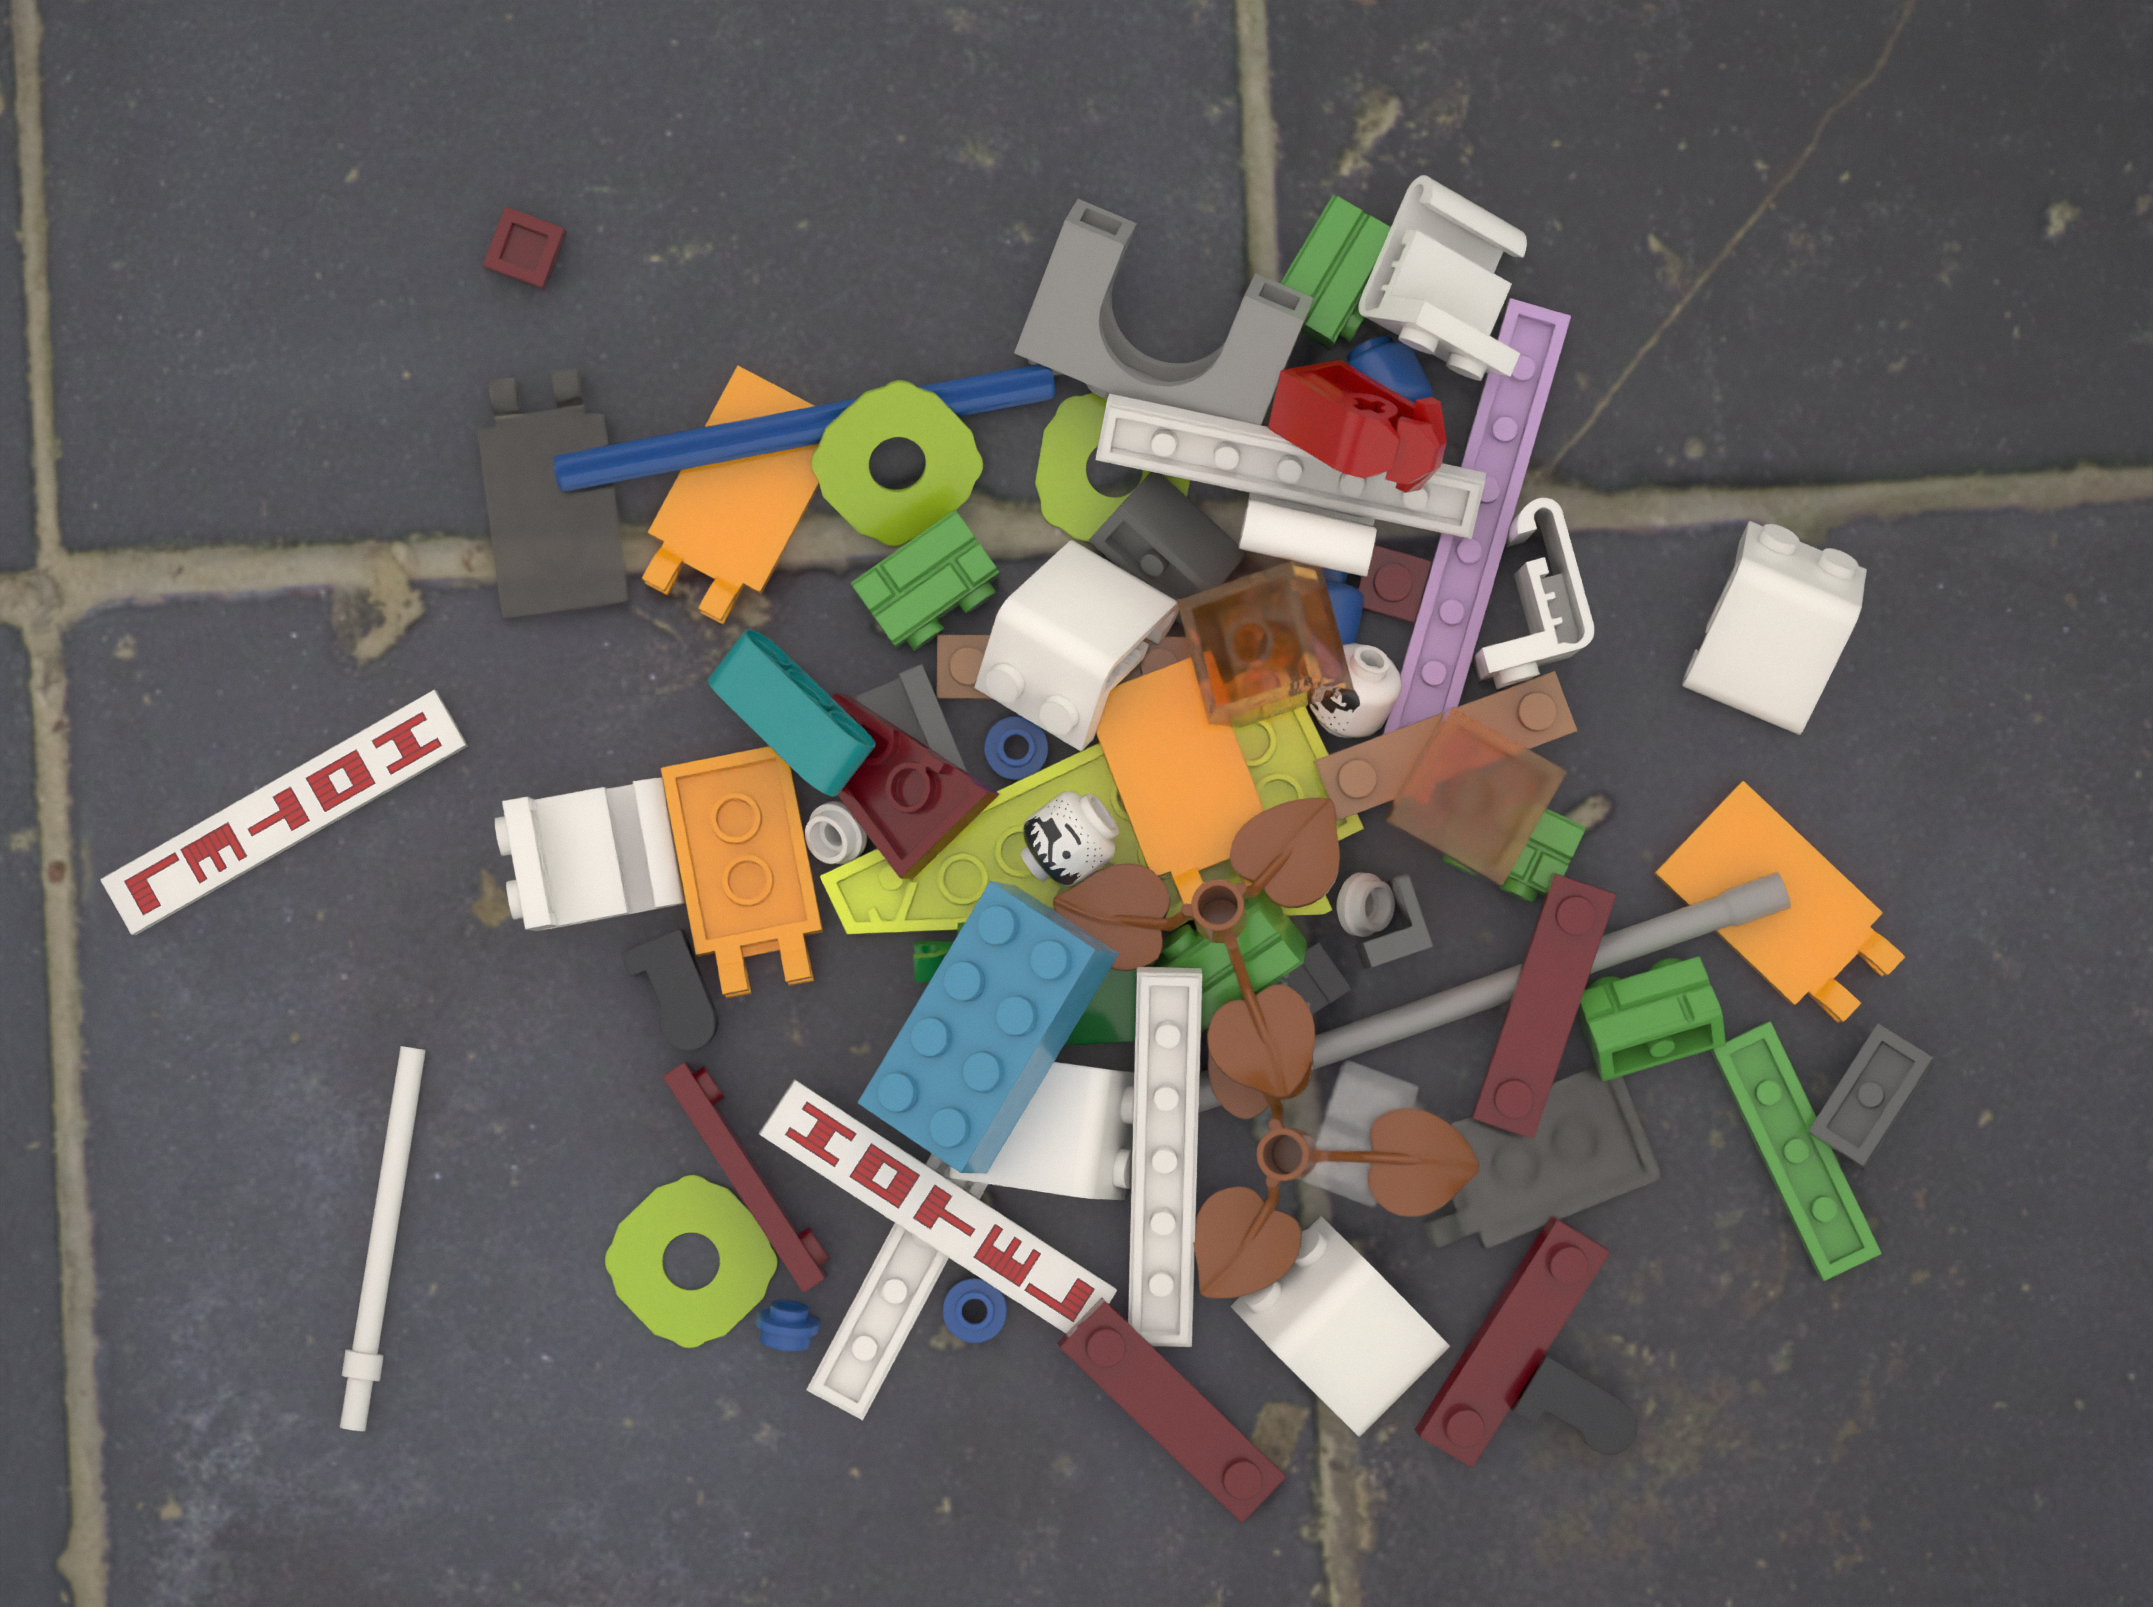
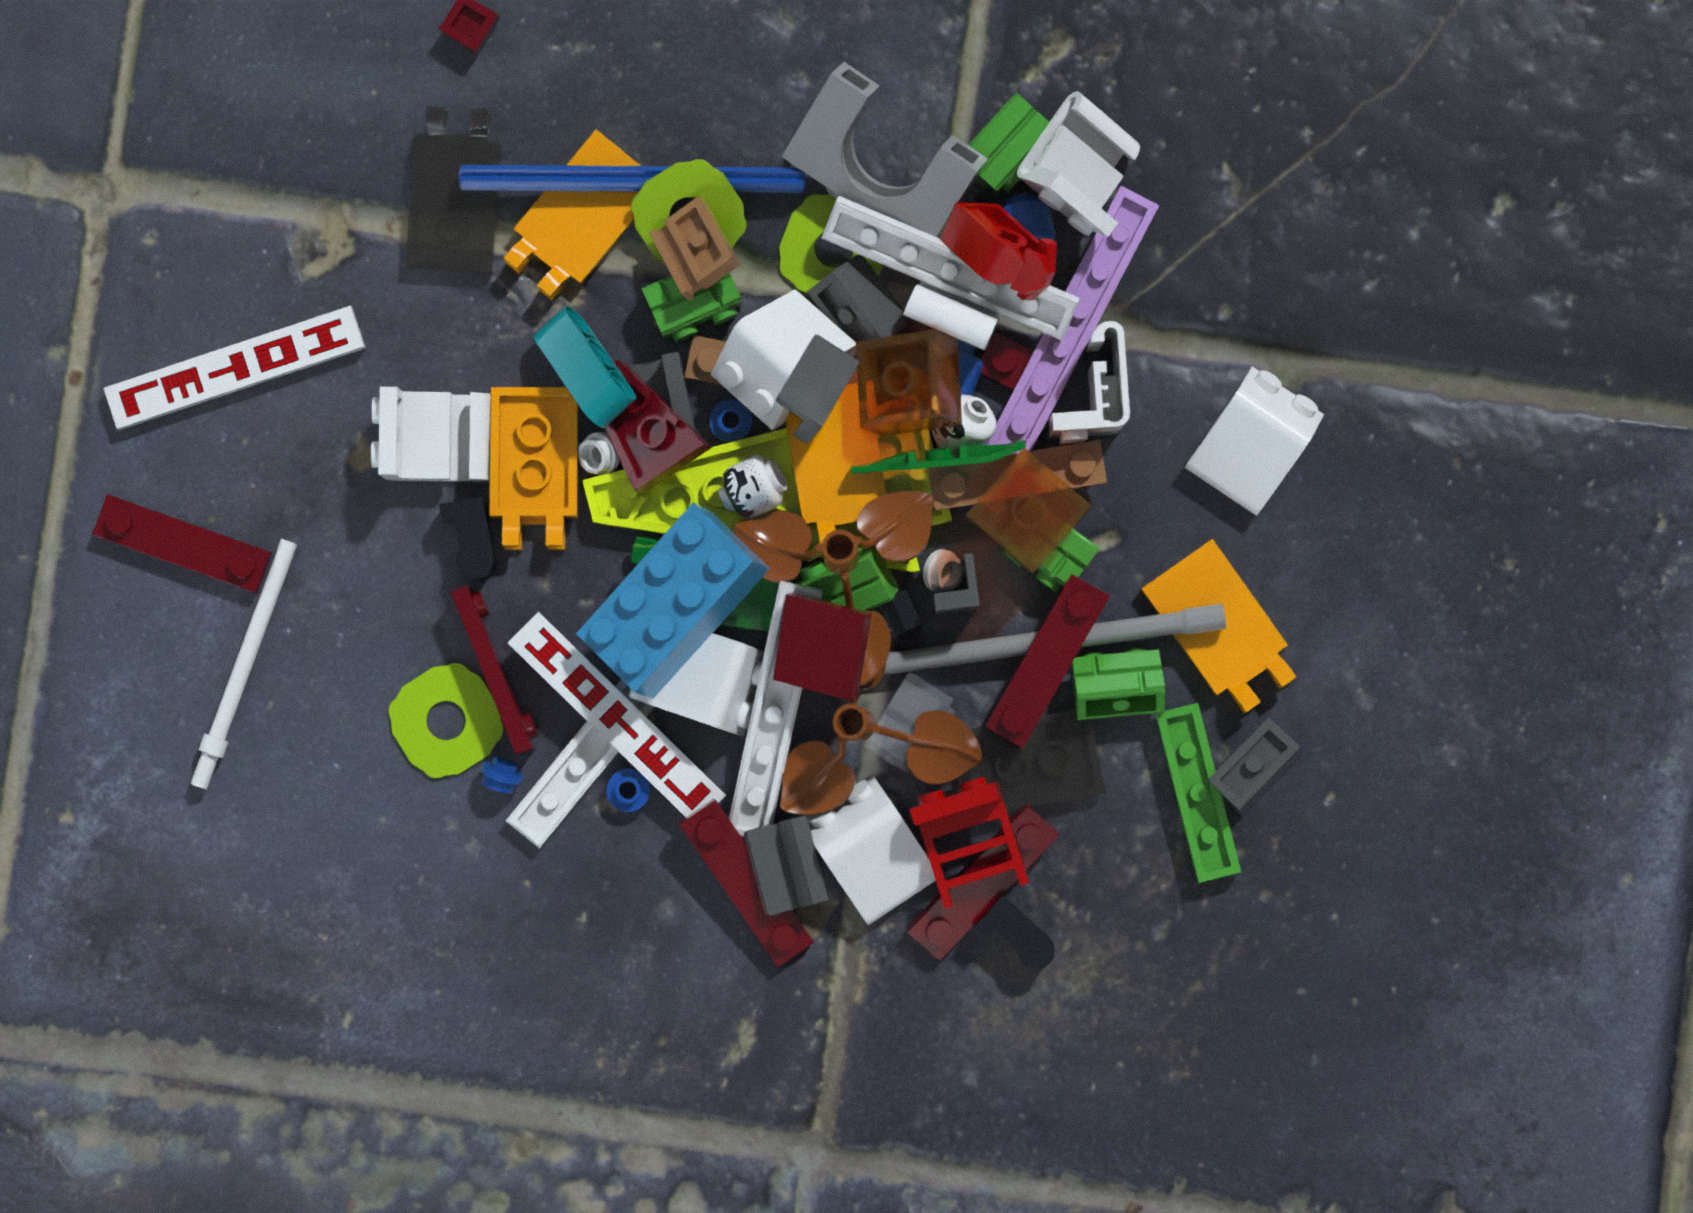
camera: 15 degrees right, 0 degrees up
(259, 1081) = (182, 543): none -> dark red plate
(916, 510) = (694, 248): none -> medium nougat plate
(1134, 676) = (816, 385): none -> dark grey panel
(1218, 1052) = (822, 646): none -> dark red tile
(1225, 1375) = (785, 865): none -> dark grey panel
(1334, 743) = (941, 457): none -> green piece
(1479, 1236) = (972, 807): none -> red plate

